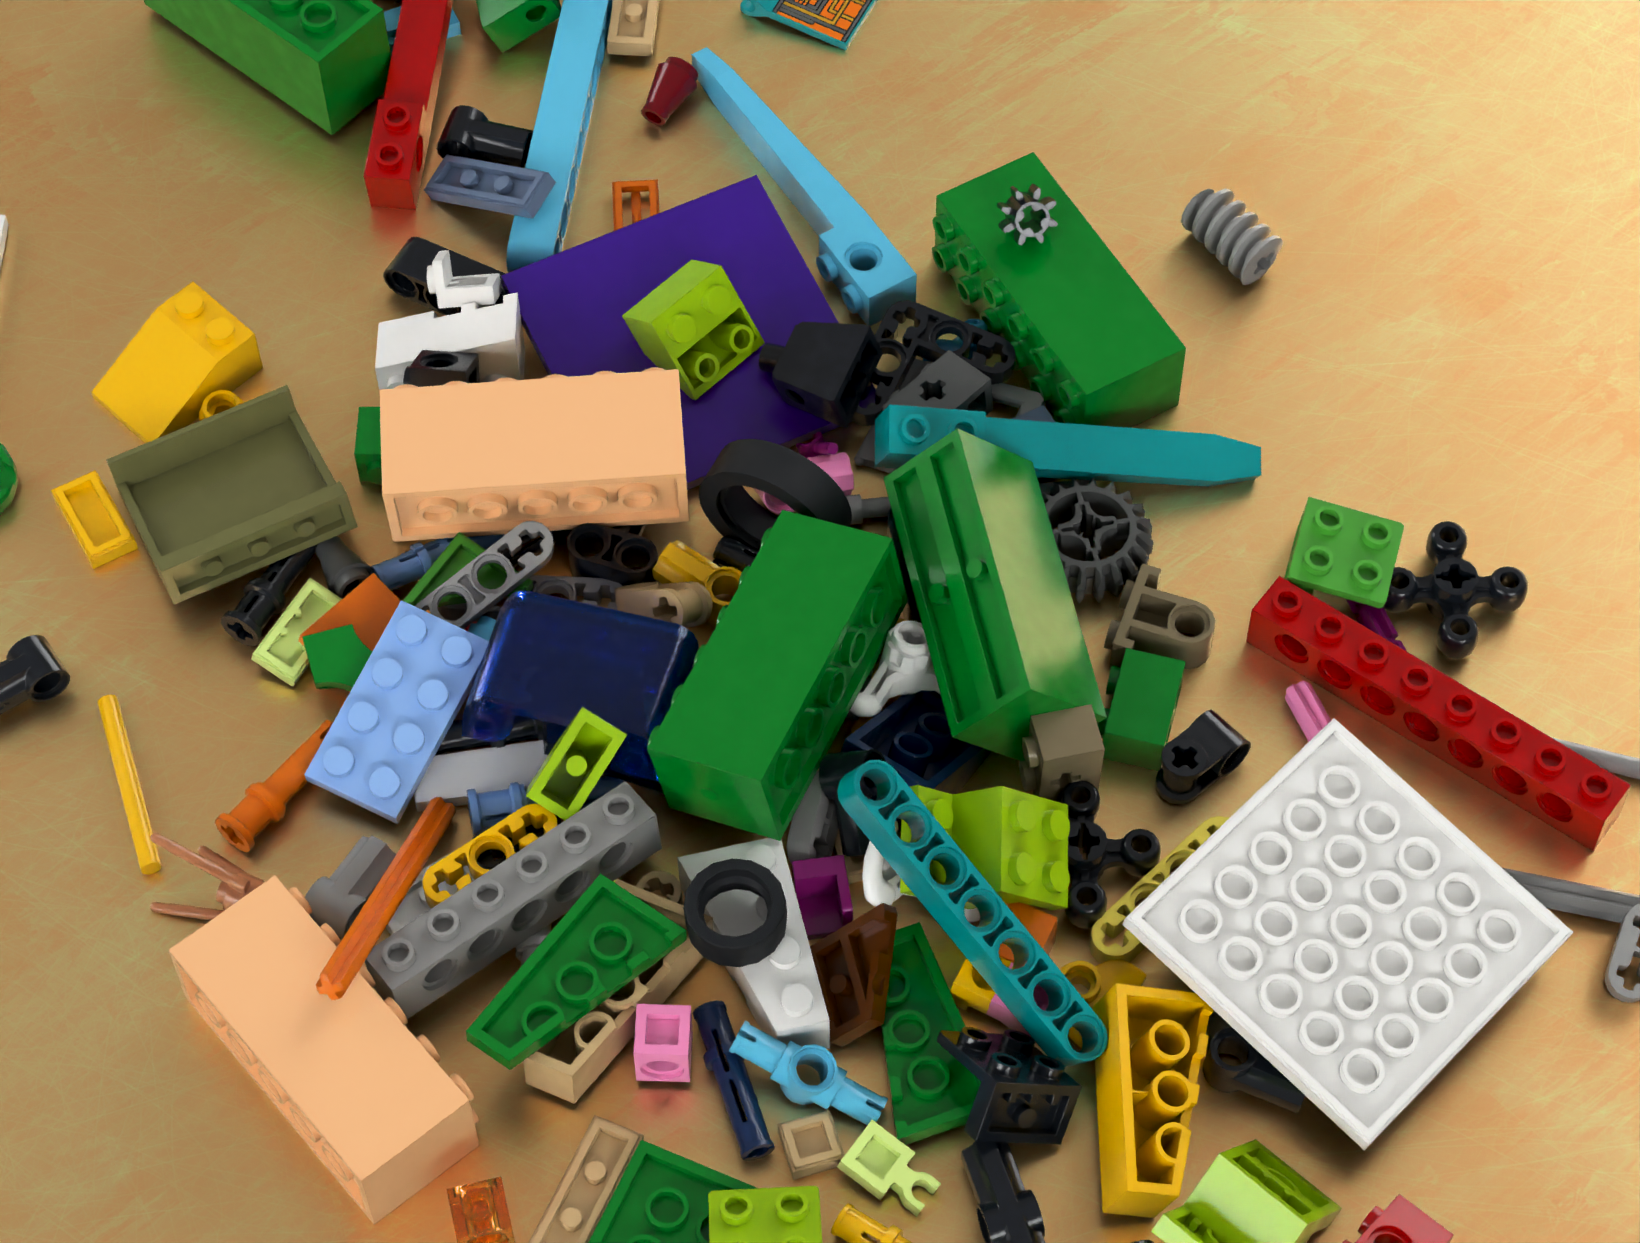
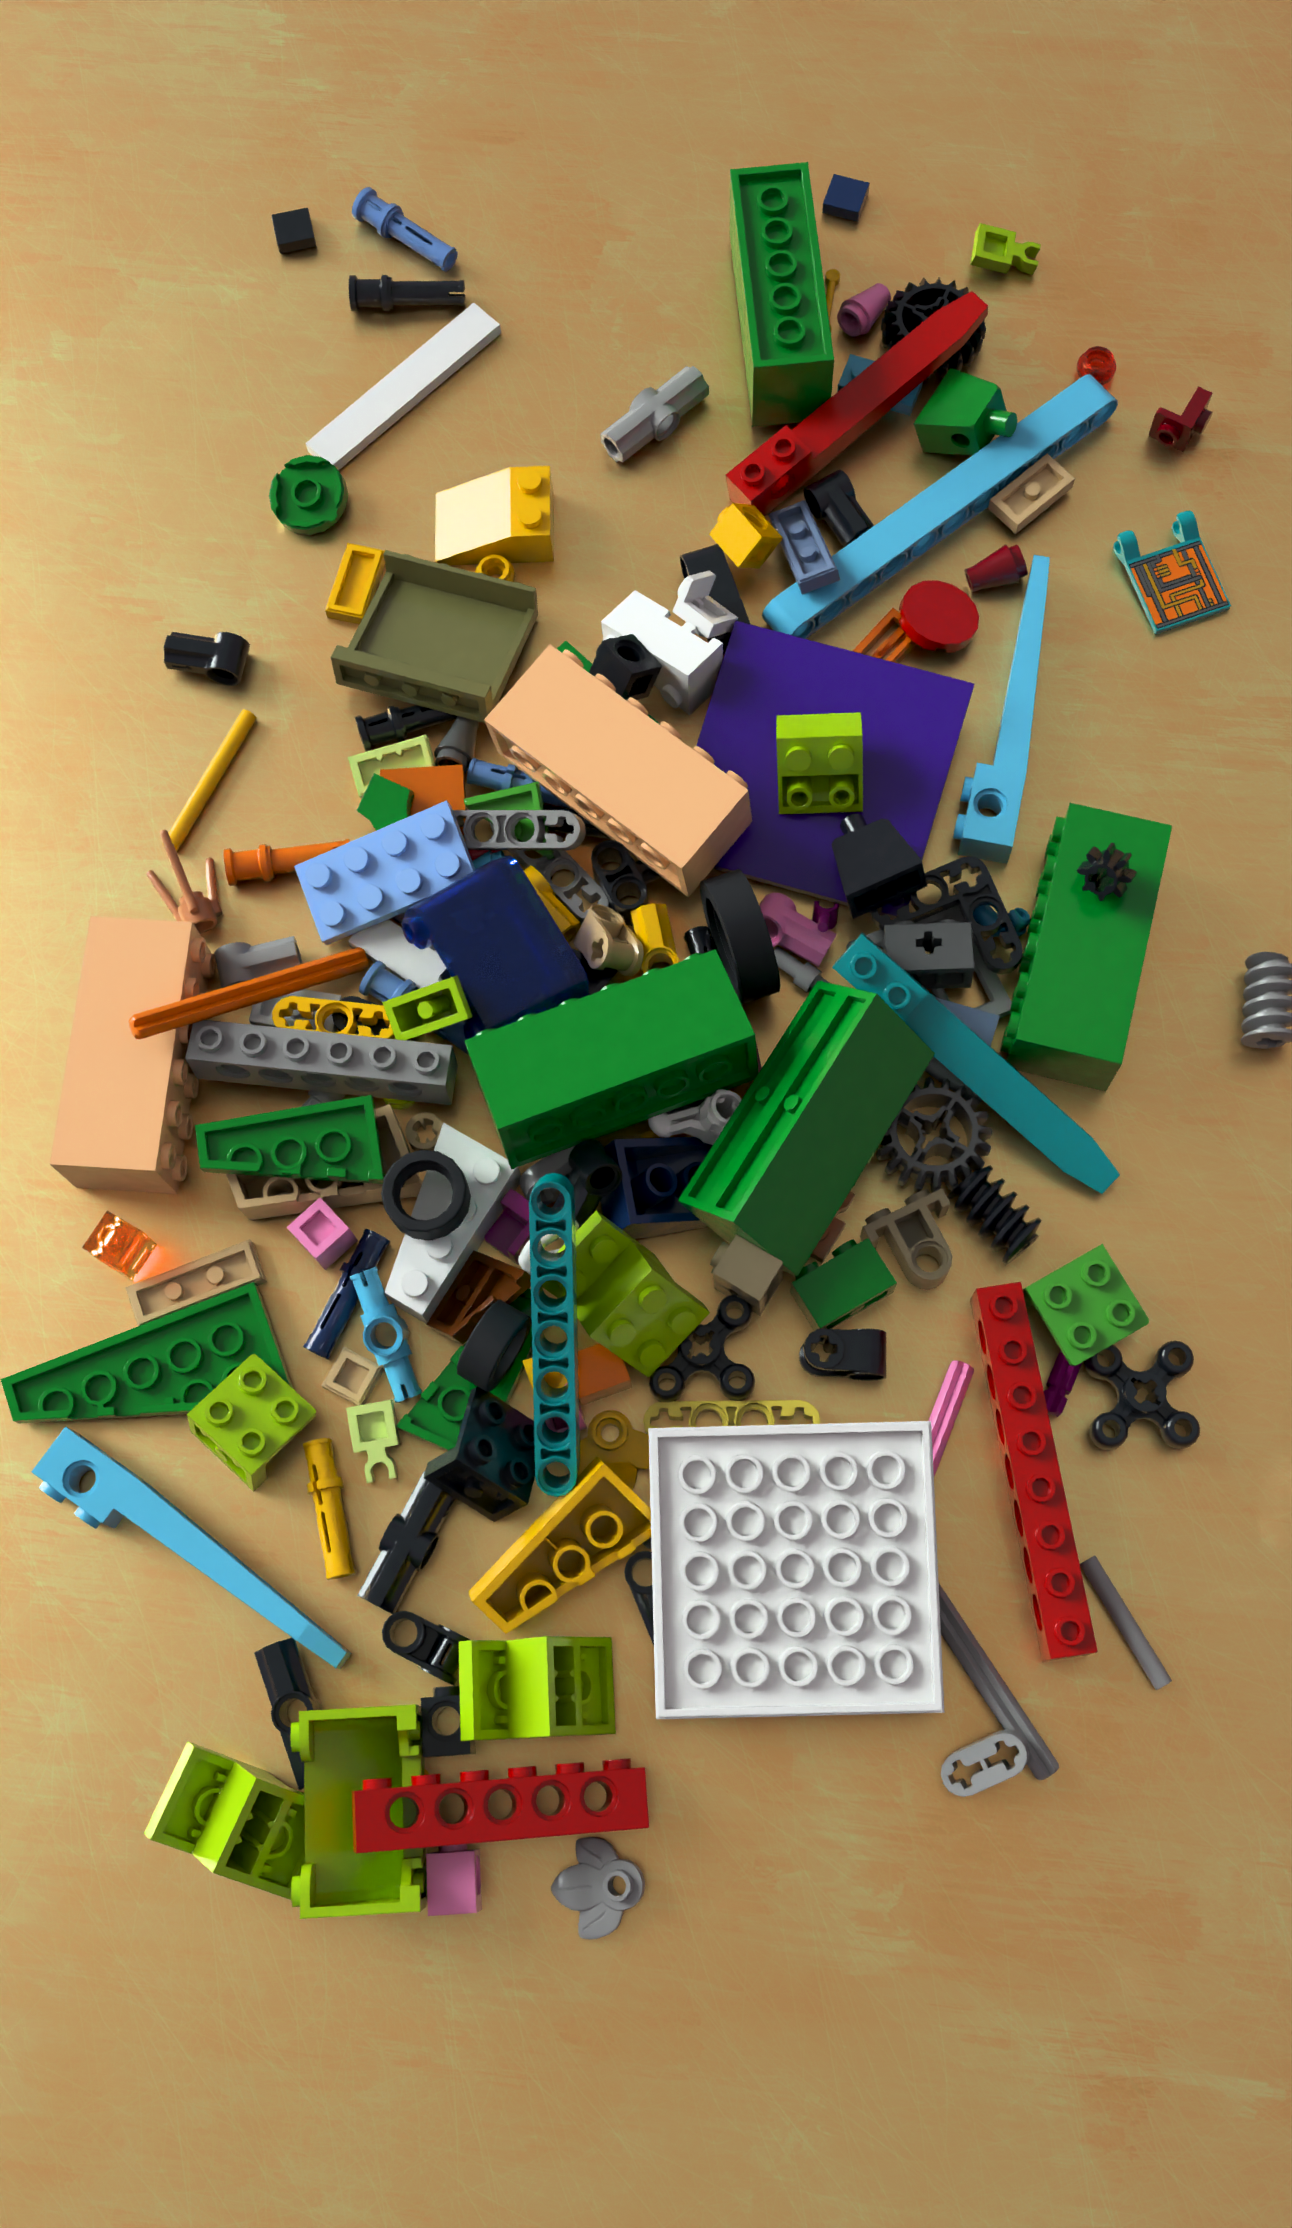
camera: 50 degrees right, 15 degrees up
(234, 184) = (654, 414): none -> light grey piece
(428, 212) = (745, 535): none -> yellow brick
(659, 158) = (938, 616): none -> red tile
(922, 982) = (494, 1345): none -> black tyre
(1201, 551) = (996, 1213): none -> black piece

